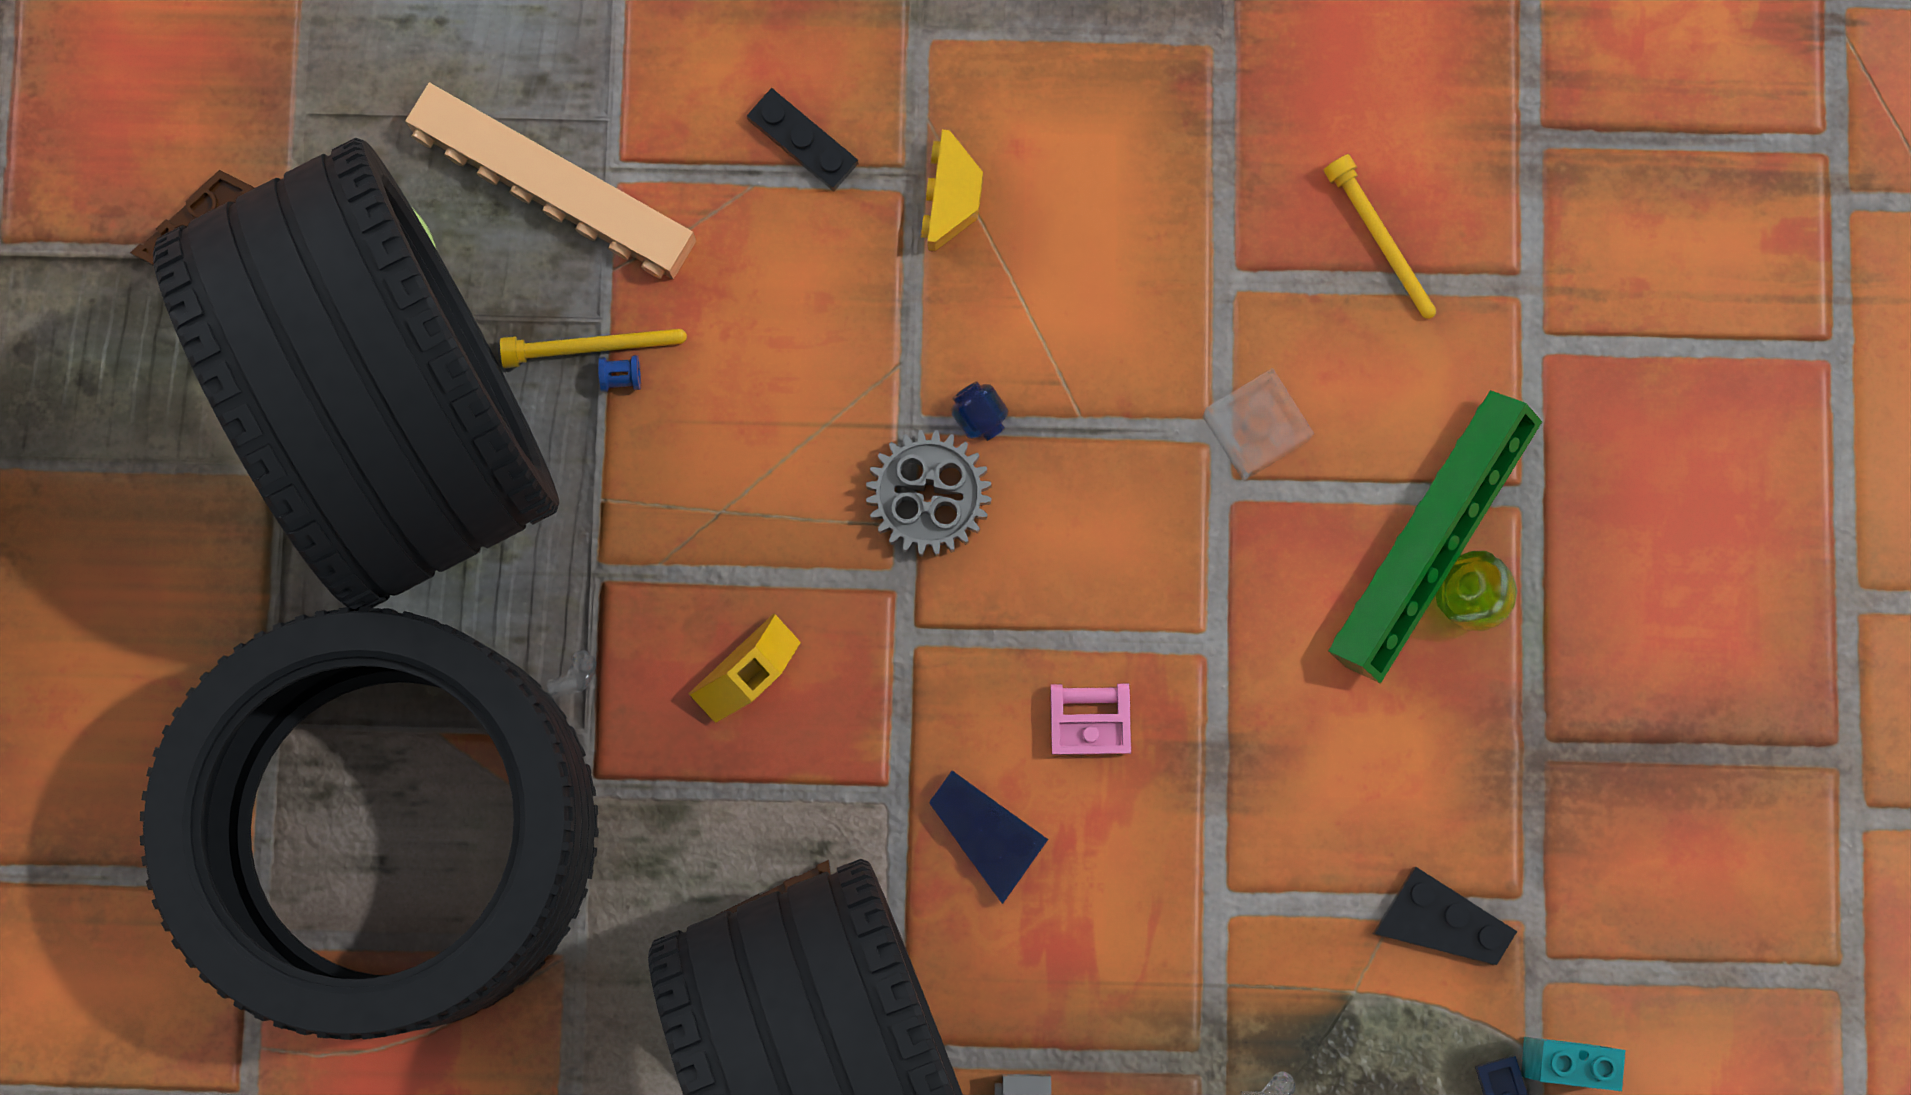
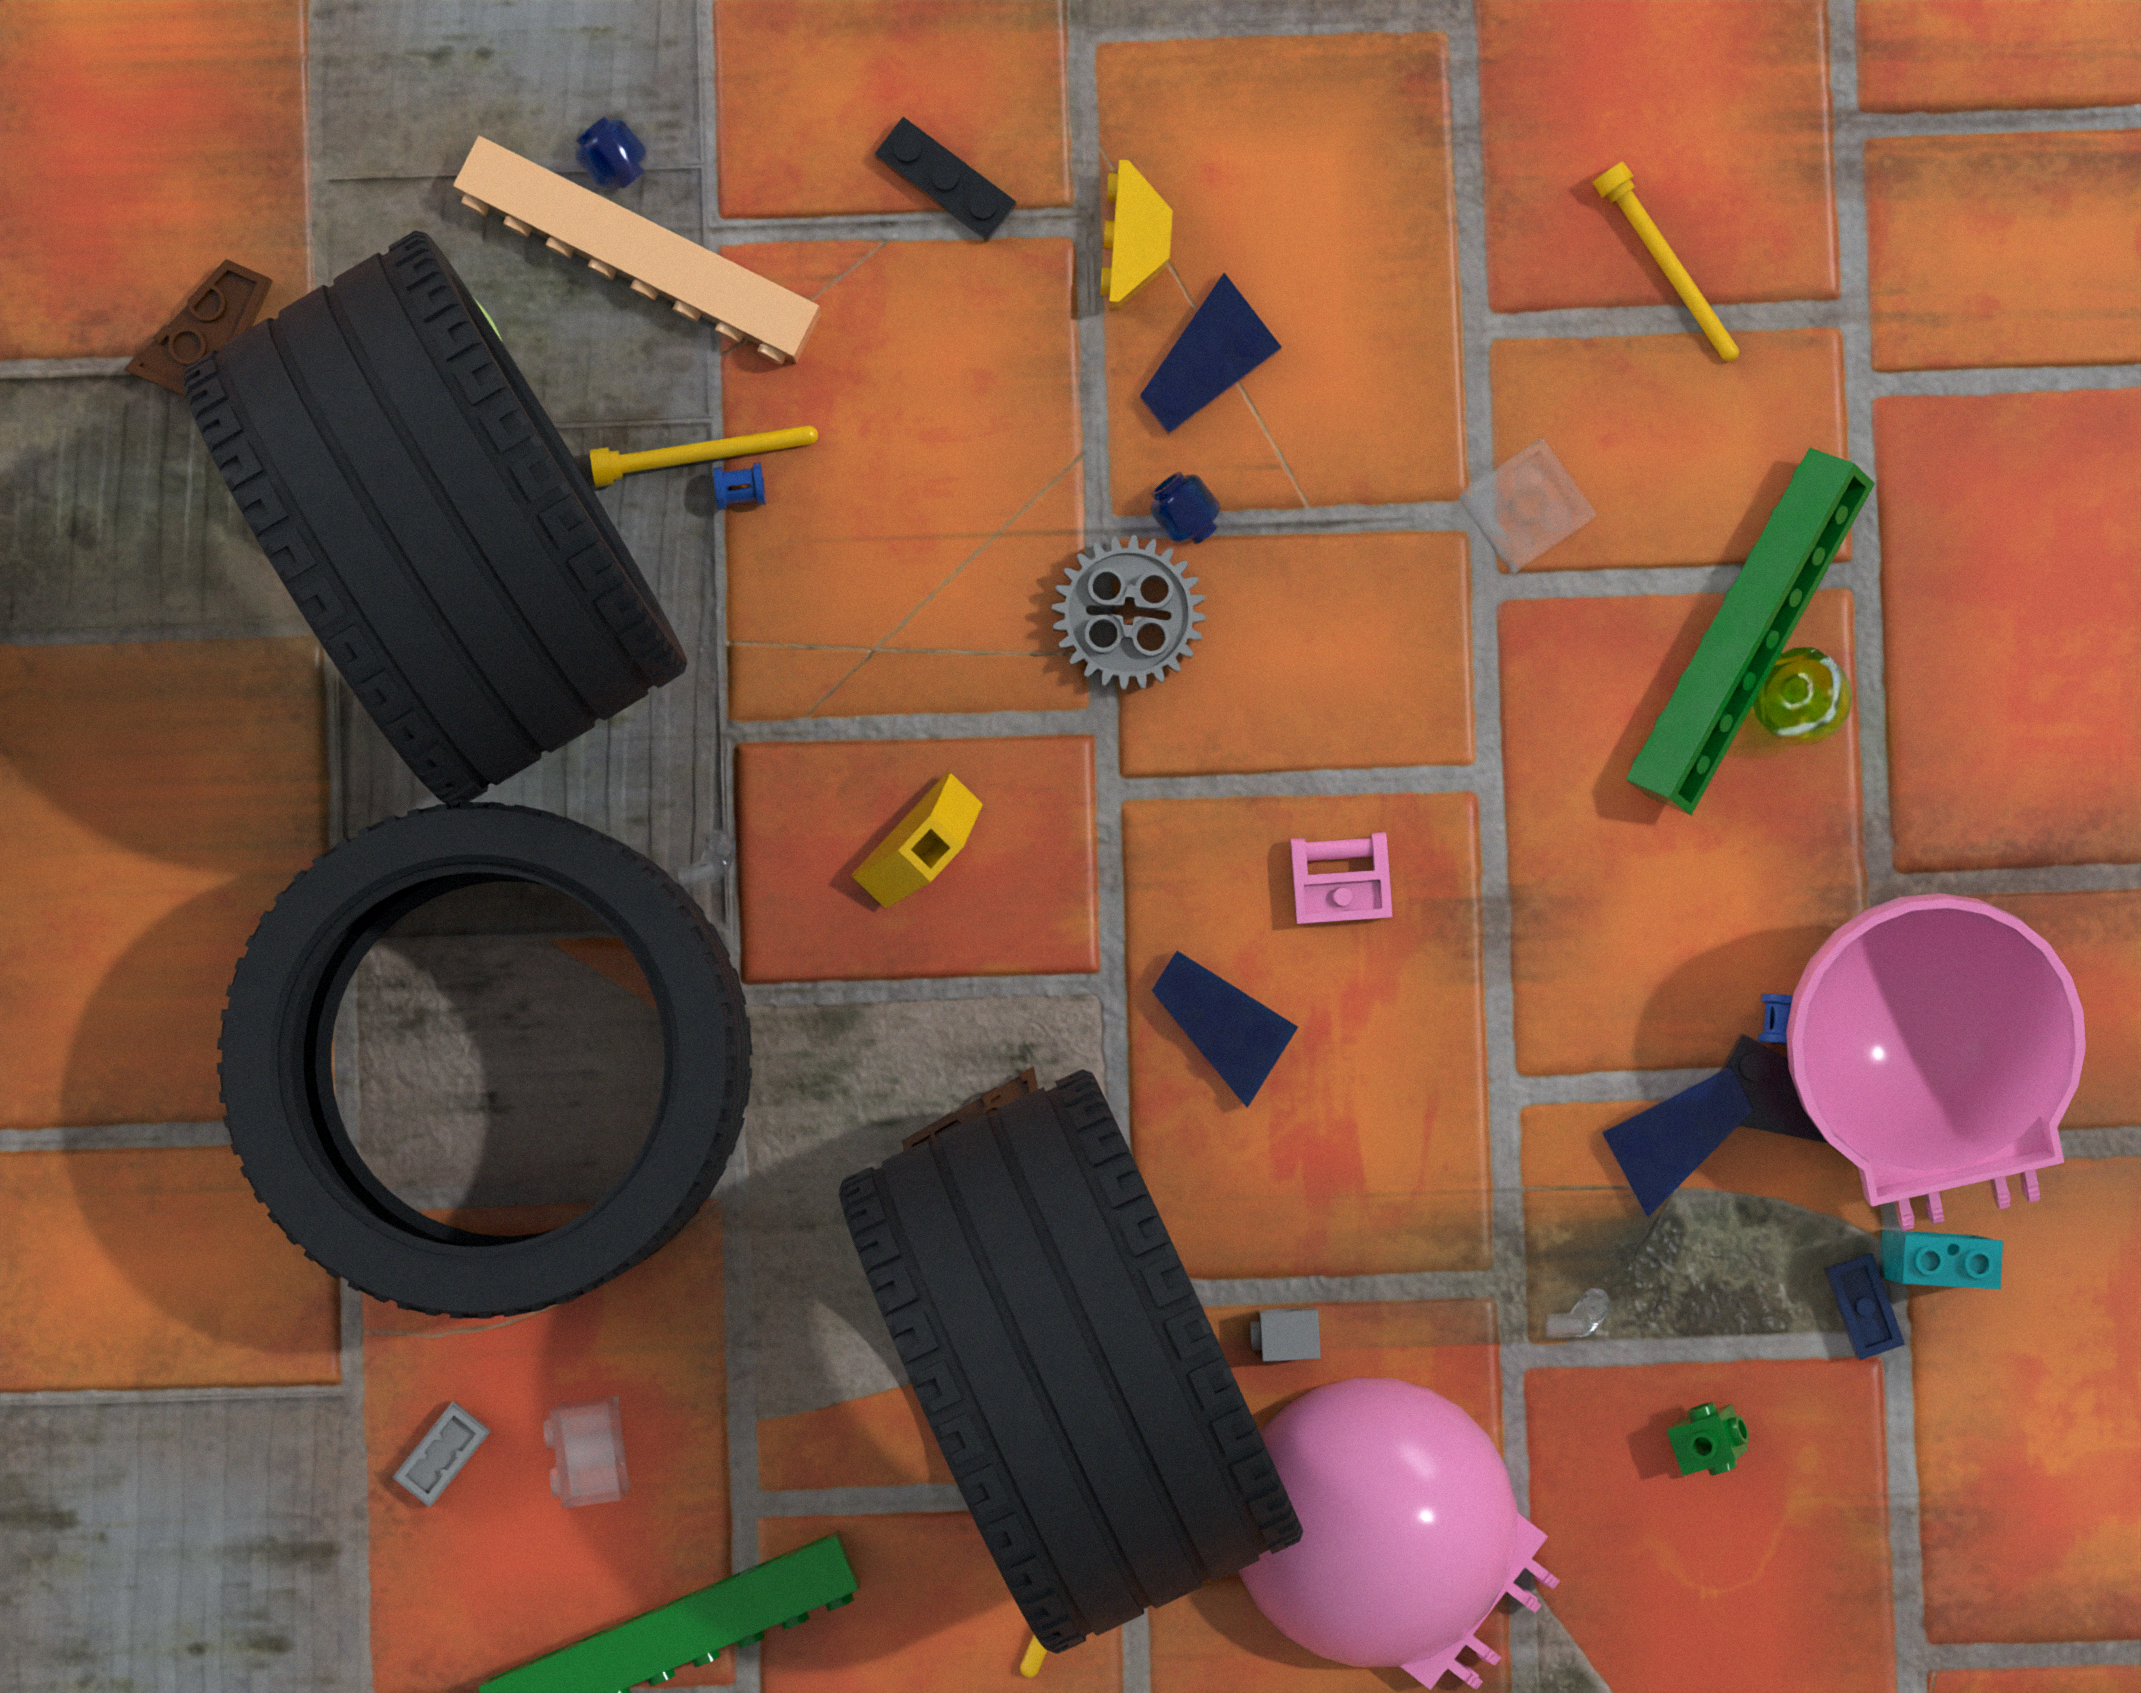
camera: 10 degrees left, 5 degrees up
(534, 103) = (610, 153): none -> clear blue head
(1006, 293) = (1209, 358): none -> clear blue wing
(1357, 947) = (1676, 1135): none -> clear blue wing
(1447, 856) = (1776, 1018): none -> blue bush
(1577, 886) = (1937, 1049): none -> bright pink windscreen

